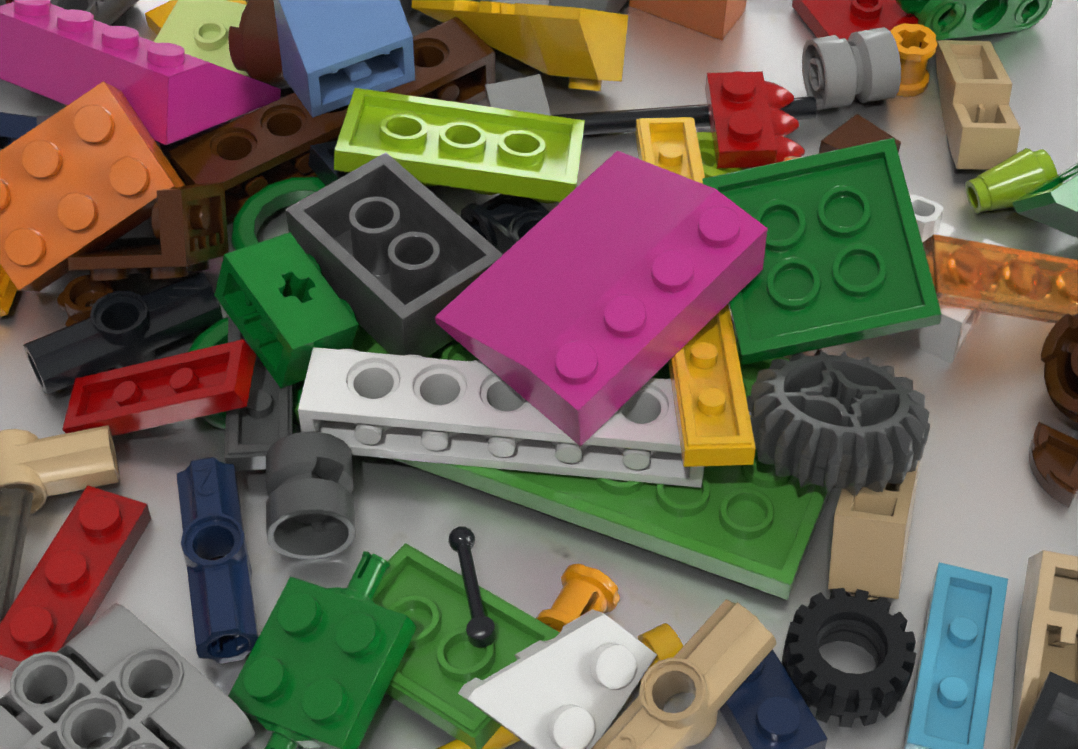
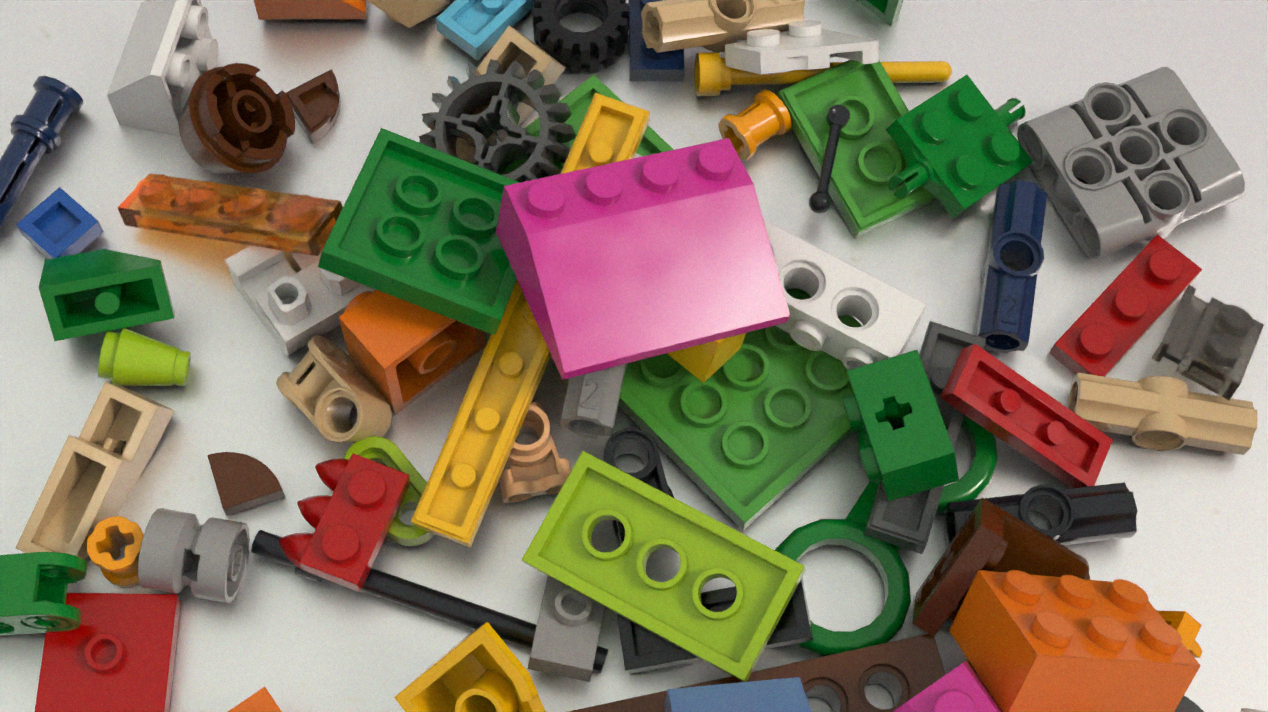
camera: 160 degrees left, 15 degrees up
(309, 496) = (933, 271): dark grey wheel -> none
(391, 252) = (785, 441): flat silver brick -> none

